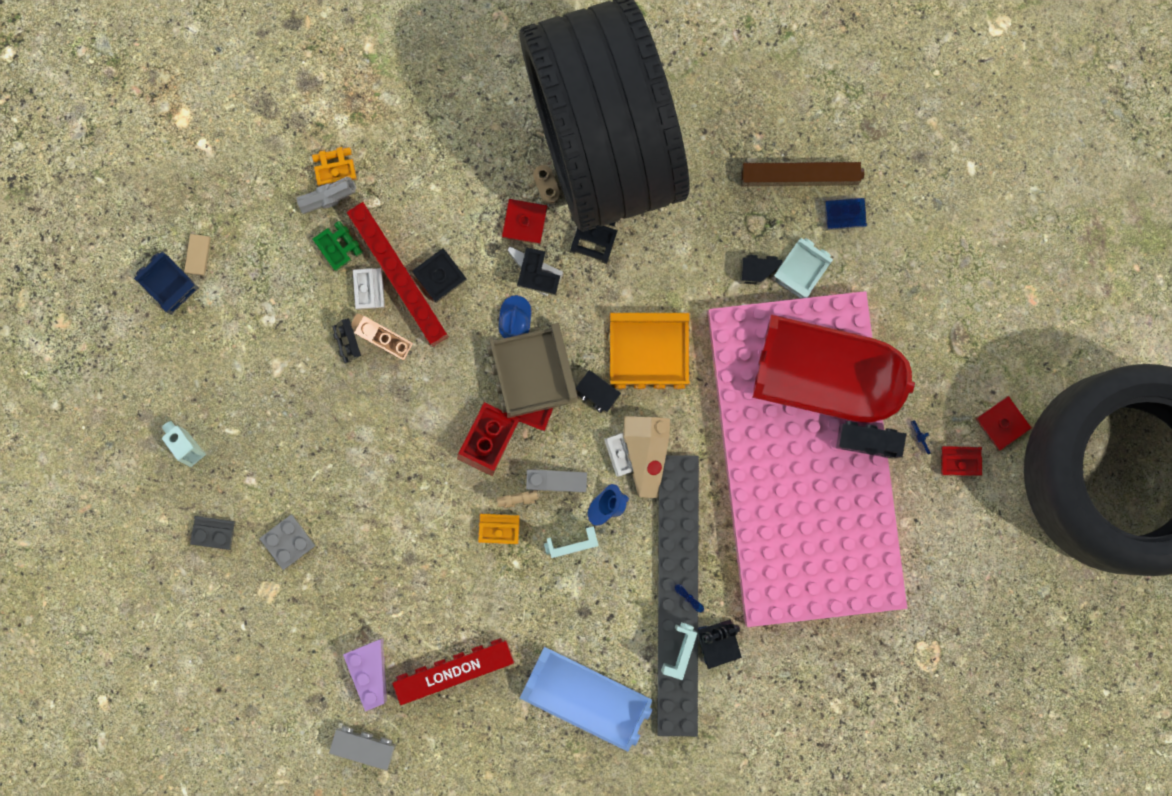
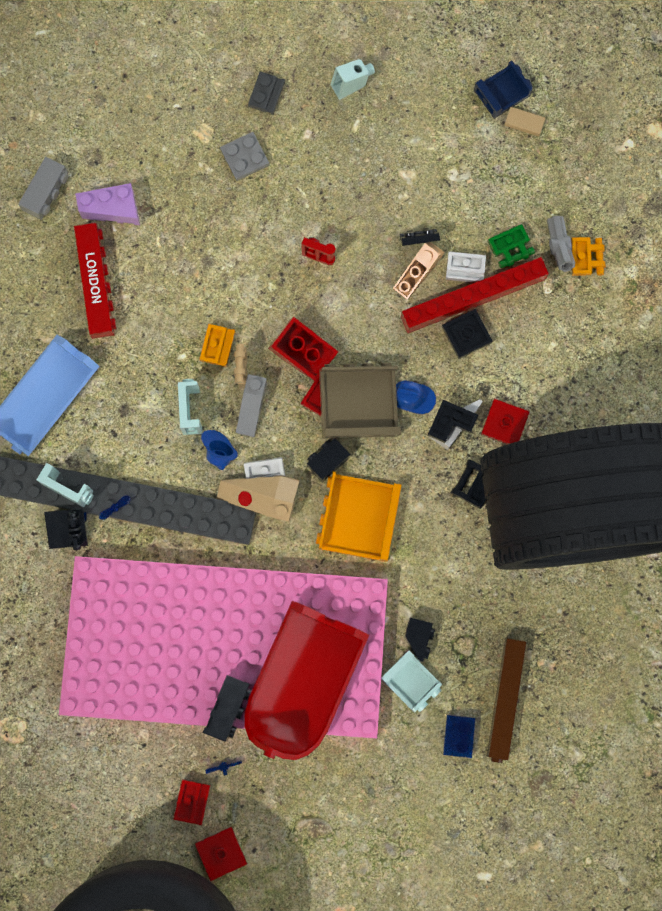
camera: 100 degrees right, 5 degrees down
(380, 447) = (315, 250): none -> red plate

